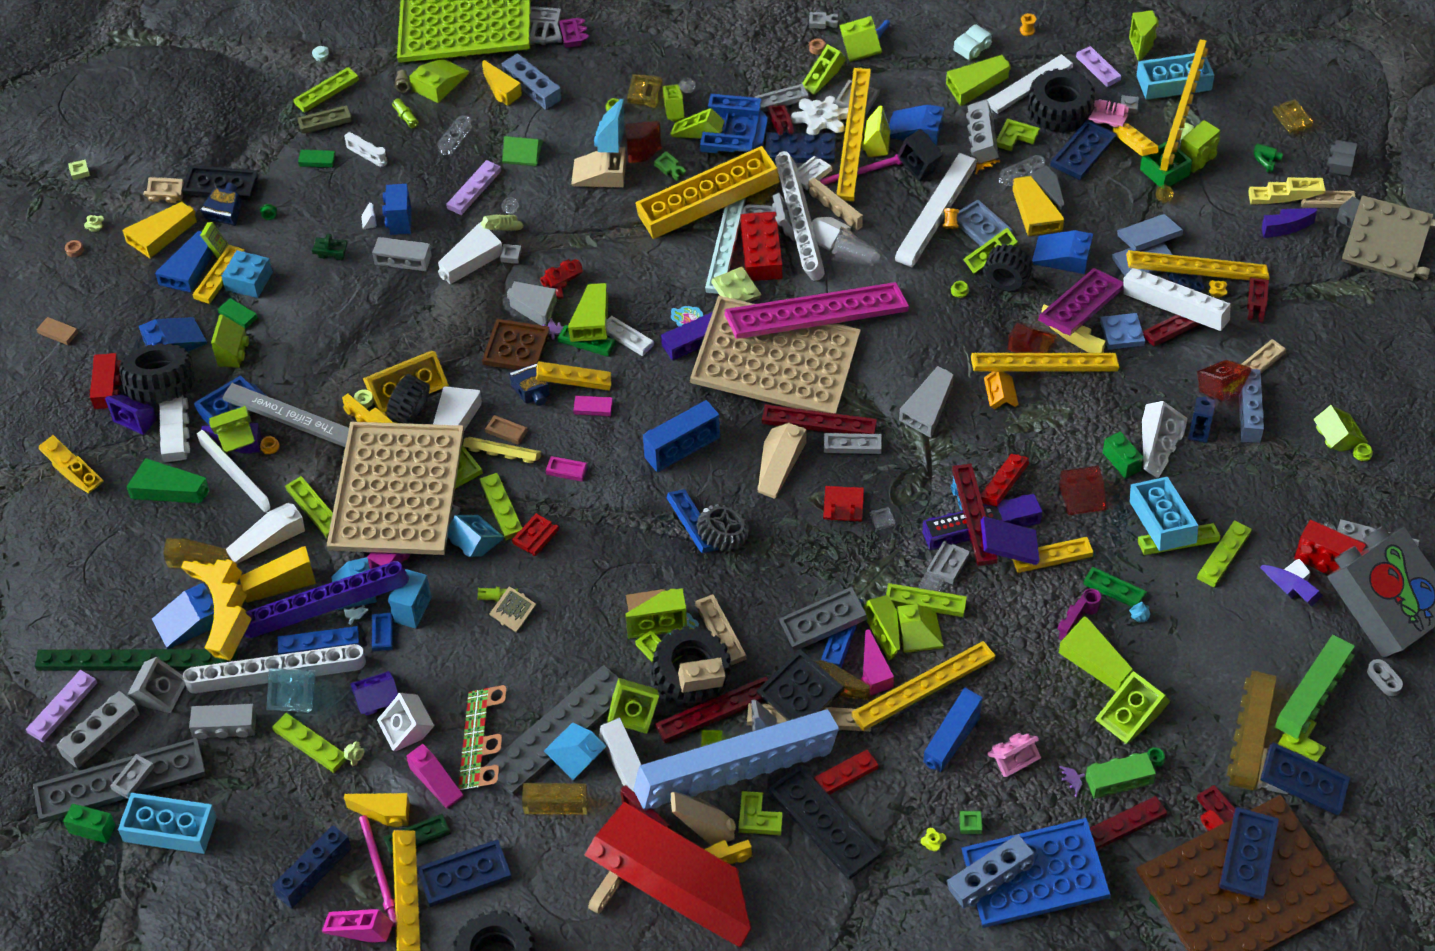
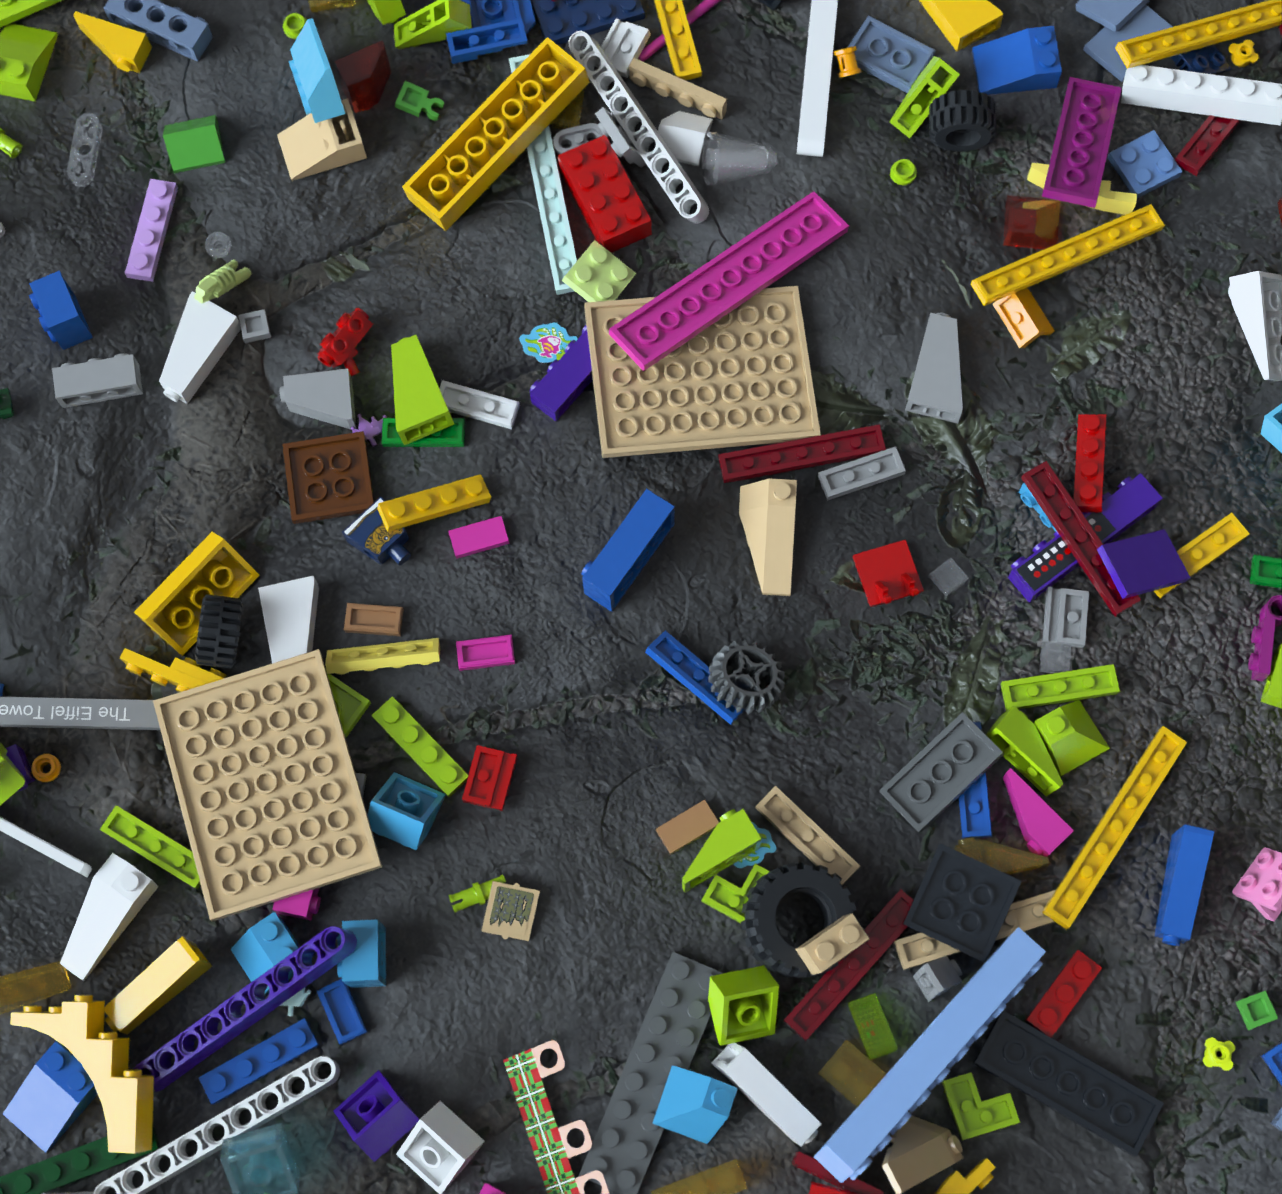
camera: 20 degrees left, 20 degrees up
(364, 397) = (149, 644): yellowish green tile -> none
(368, 217) = (20, 334): white slope -> none
(1083, 490) = (1197, 440): clear red slope -> none
(1122, 455) = (1227, 366): green brick -> none

